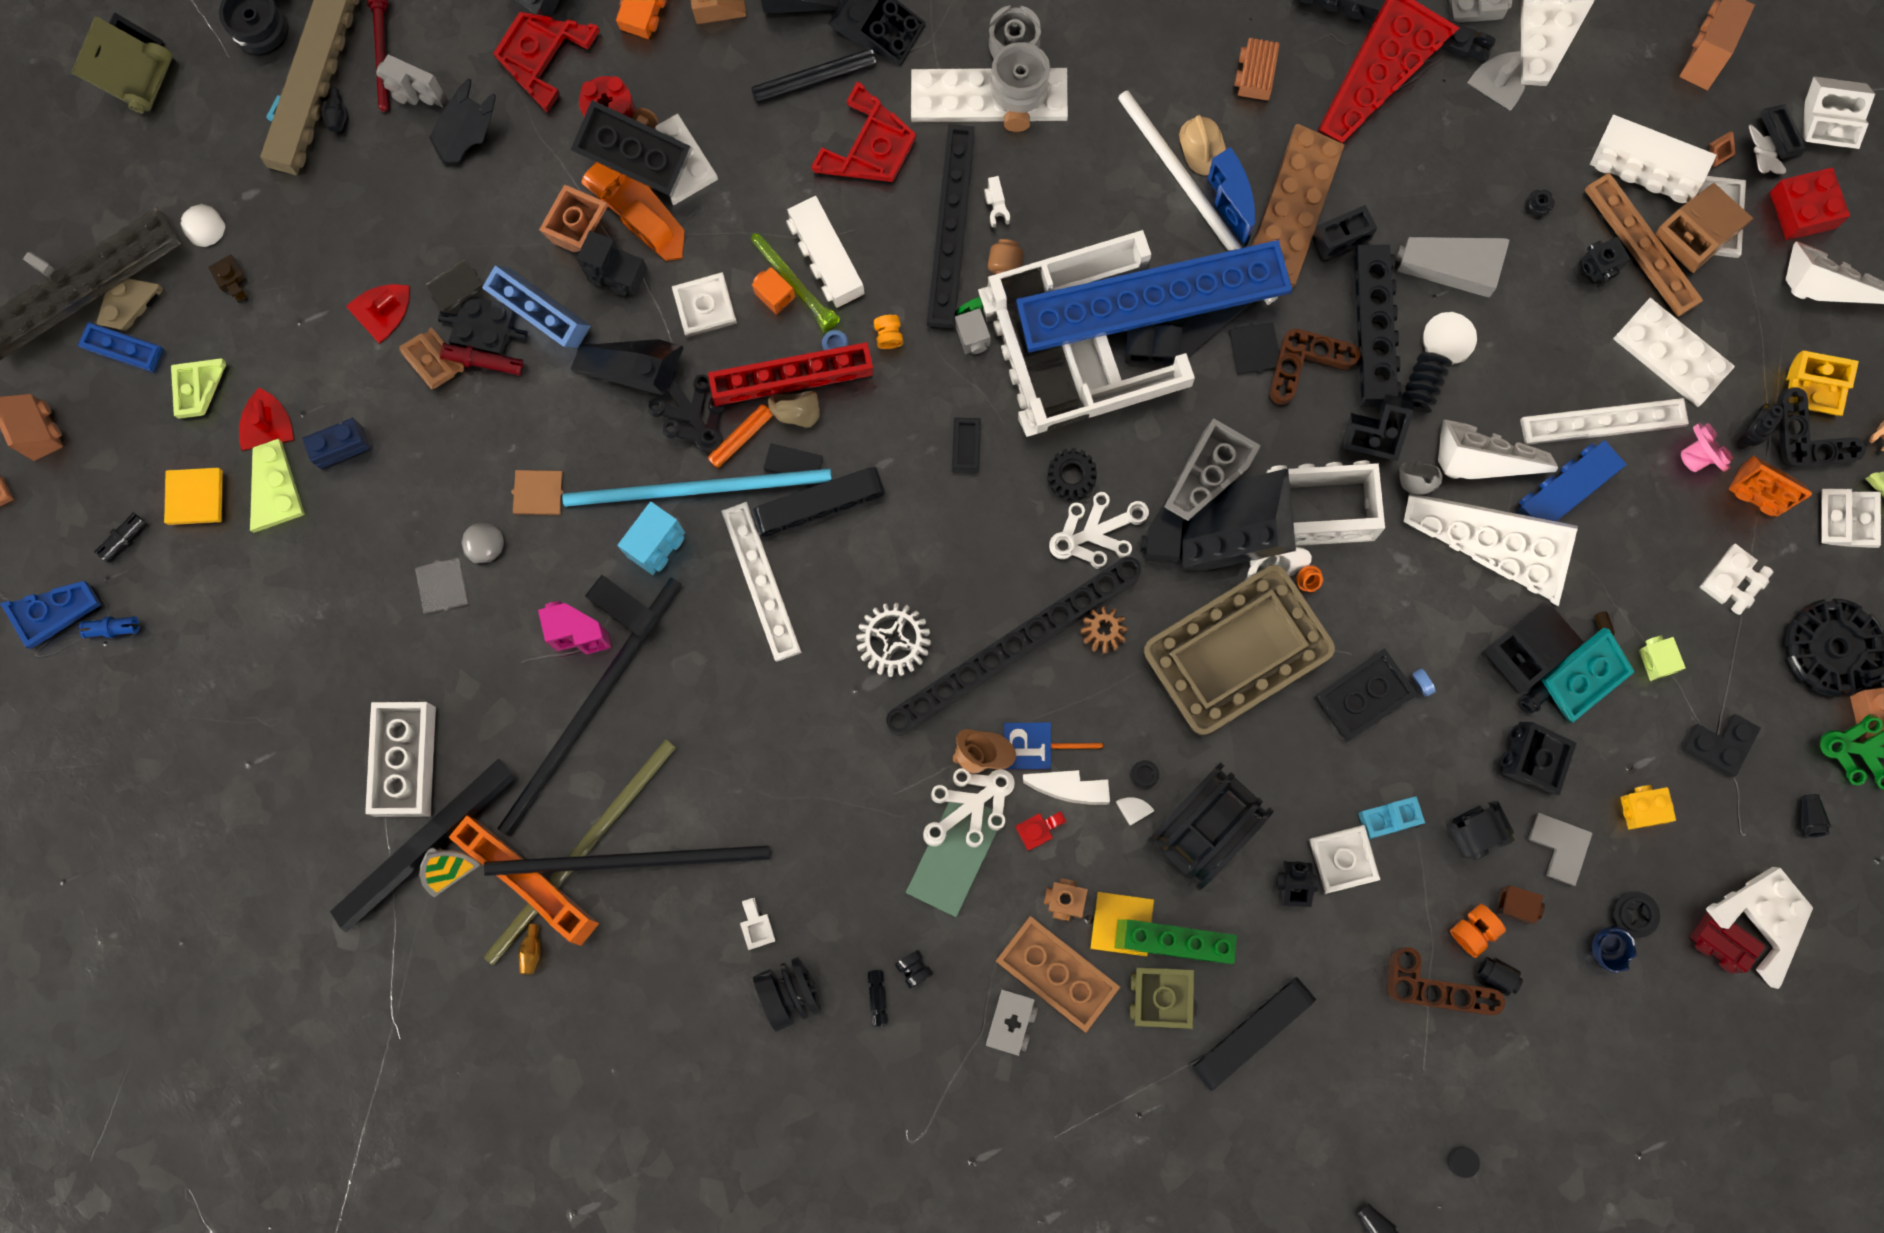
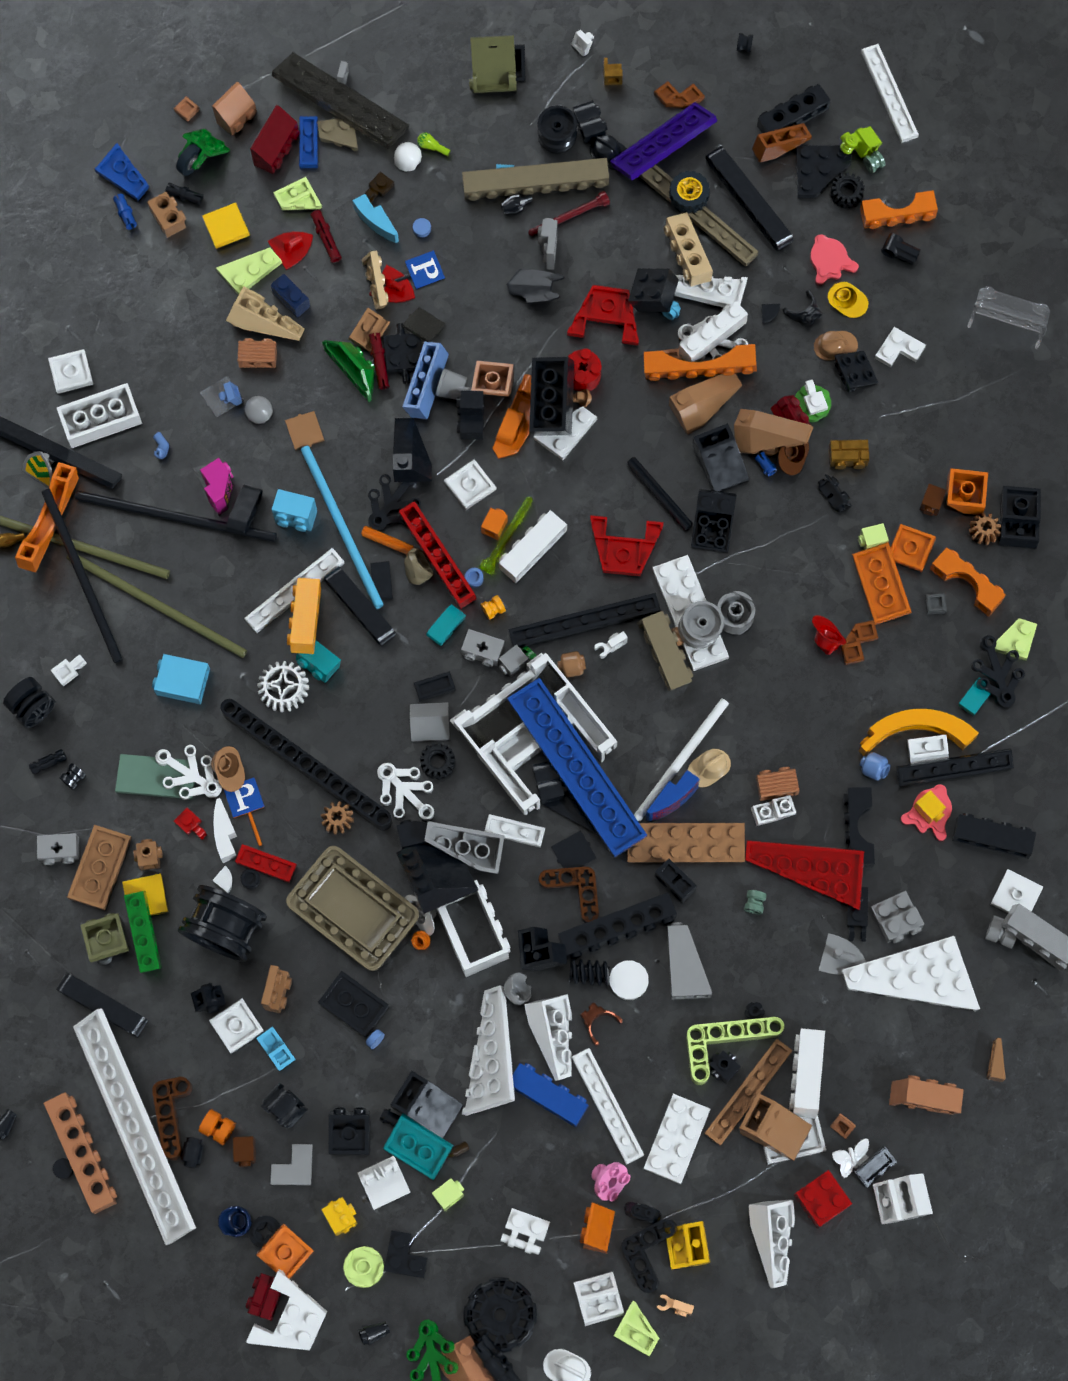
camera: 65 degrees right, 5 degrees down
(67, 503) = (198, 147): none -> green plate
(99, 386) = (274, 140): none -> dark red slope
(140, 576) = (164, 215): none -> medium nougat brick
(193, 191) = (427, 141): none -> lime piece
(258, 369) = (318, 218): none -> dark red pin
(274, 295) = (375, 218): none -> medium azure slope
(313, 242) = (421, 227): none -> medium blue tile
(315, 780) = (70, 371): none -> white plate
(344, 501) = (255, 315): none -> tan wedge
(355, 320) = (374, 275): none -> tan wing
(375, 261) = (423, 270): none -> blue piece
(401, 515) = (257, 353): none -> nougat brick
(446, 570) = (230, 394): none -> medium blue tile
(474, 395) = (353, 365): none -> green wedge
(482, 689) = (163, 446): none -> medium blue arm
(558, 275) = (451, 385): none -> light grey hat
(714, 767) = (162, 607): none -> olive piece
(810, 572) = (305, 615): none -> light orange brick
(830, 773) = (181, 679): none -> medium azure brick
(875, 580) = (321, 663): none -> teal brick
(888, 400) = (446, 624): none -> teal slope
(943, 349) = (475, 641): none -> light grey brick
(1013, 466) = (429, 722): none -> light grey slope
(1030, 138) = (665, 650): none -> dark tan wedge
(1132, 745) = (266, 863): none -> red plate
(1200, 411) = (515, 830): none -> white tile
(1288, 88) = (773, 811): none -> white slope
(1321, 791) = (275, 990): none -> medium nougat plate
(1402, 149) = (755, 902): none -> sand green wheel
(1442, 1043) = (134, 1127): none -> white plate
(1483, 400) = (592, 1014): none -> copper helmet
(1528, 1129) = (55, 1109): none -> nougat brick
(1563, 247) = (726, 1036): none -> yellowish green beam
(1617, 736) = (383, 1182): none -> white hinge
(1674, 897) = (285, 1251): none -> orange plate
(1720, 801) = (363, 1267): none -> yellowish green tile

